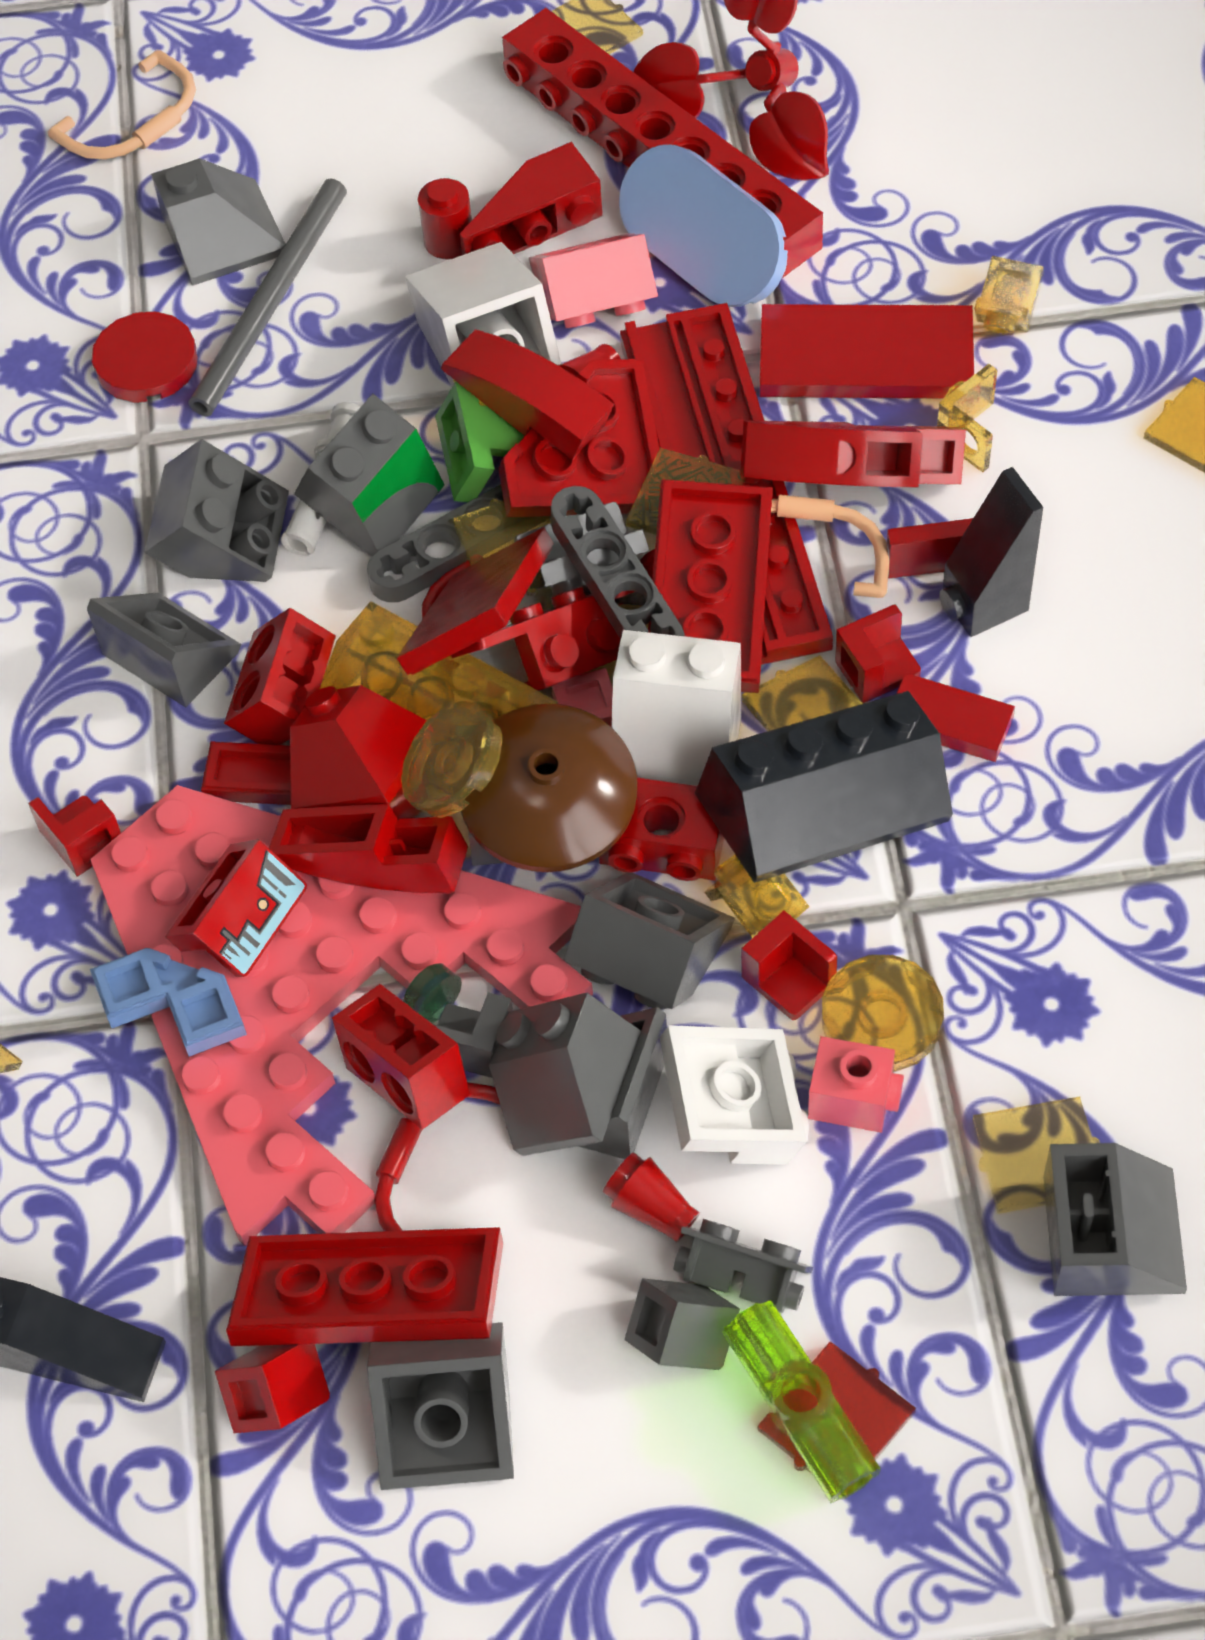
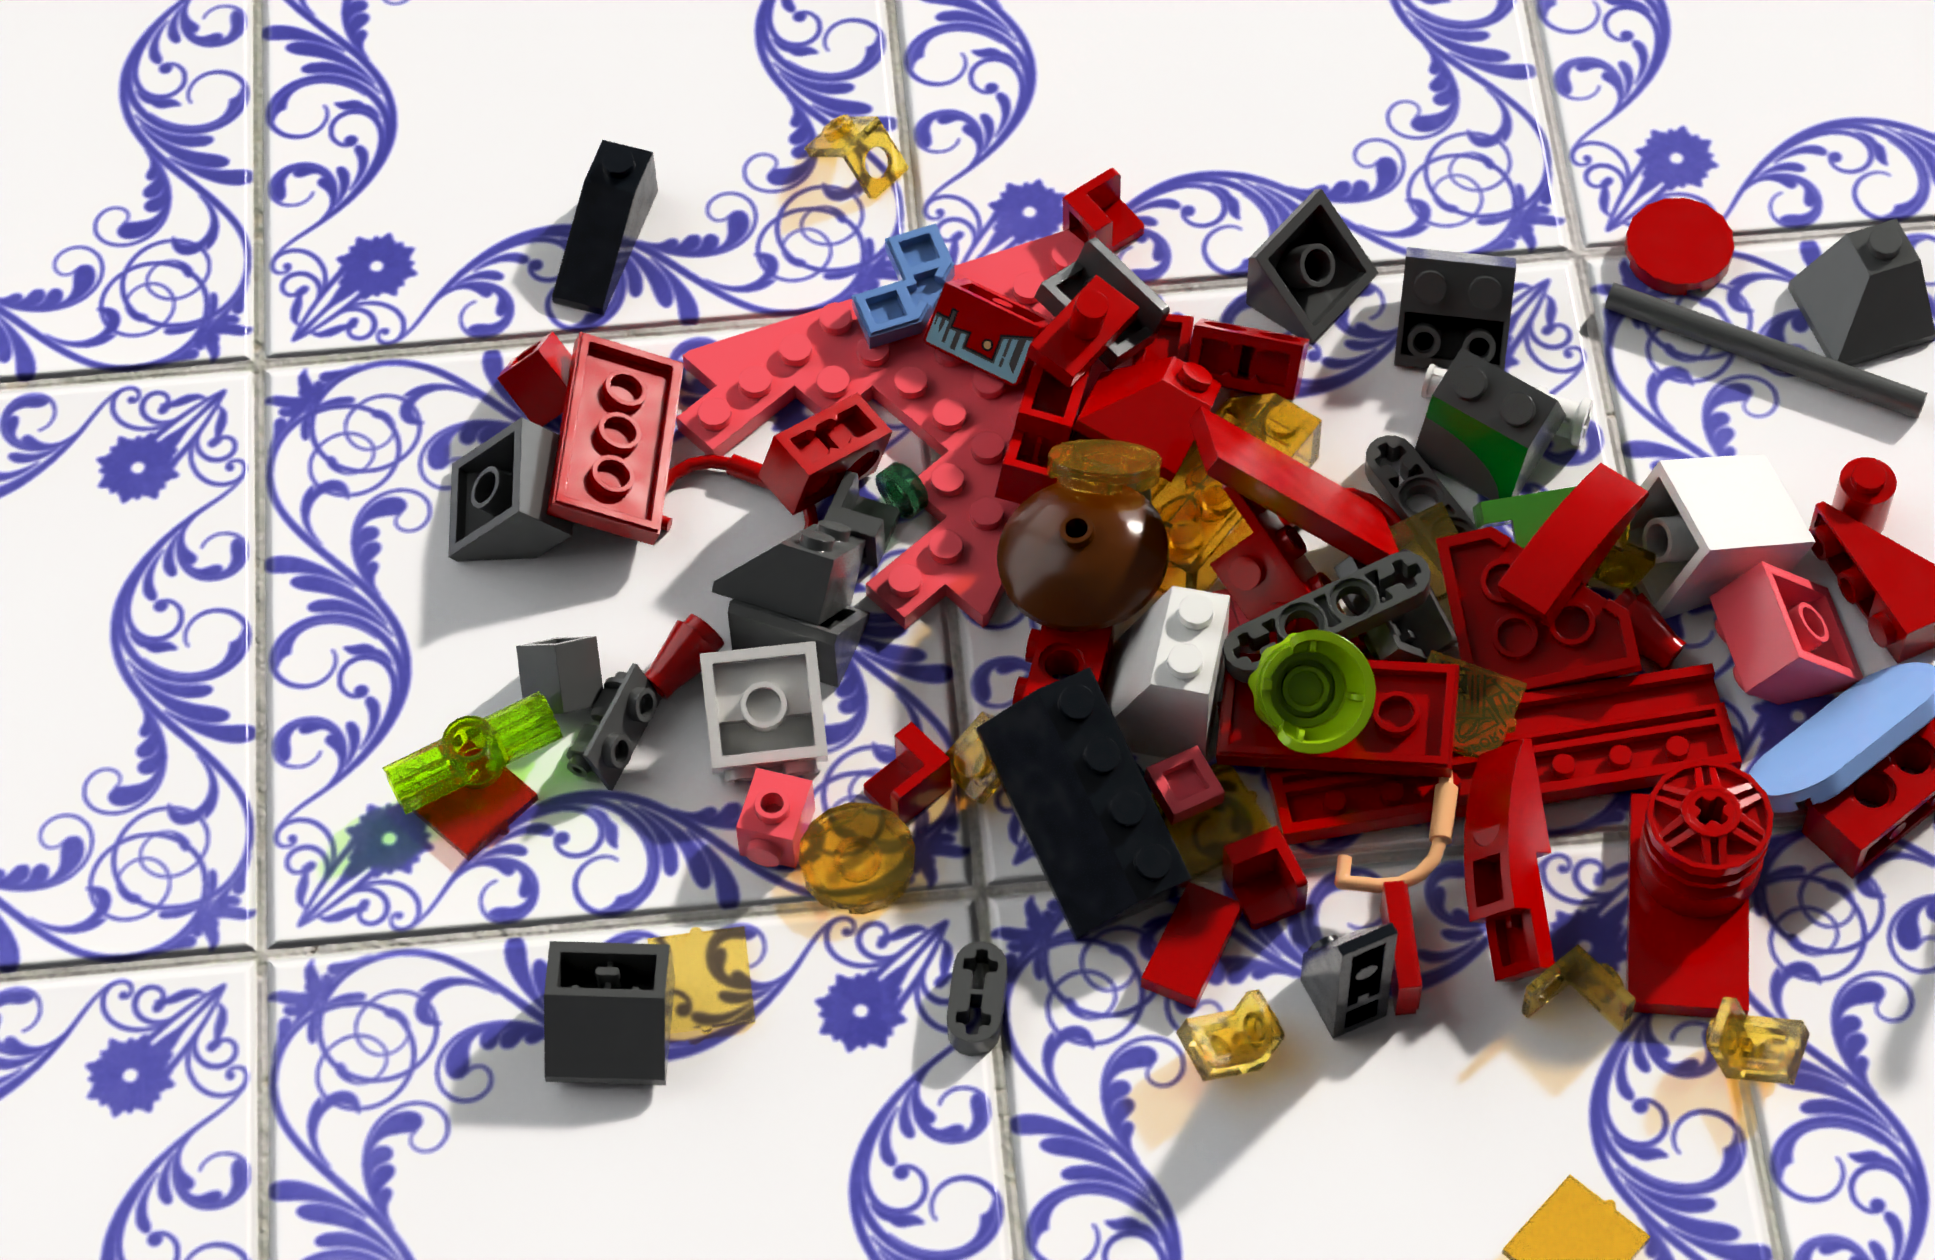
camera: 90 degrees right, 0 degrees up
(214, 797) = (1098, 260): none -> dark grey bracket
(263, 800) = (1082, 331): none -> red tile
(646, 939) = (946, 659): dark grey slope -> none
(730, 560) = (1314, 691): none -> lime hat
(786, 705) = (1184, 785): none -> coral plate
(830, 307) = (1704, 839): none -> red wheel
(1033, 893) = (964, 996): none -> dark grey beam
(1054, 672) = (1233, 1039): none -> clear yellow bracket

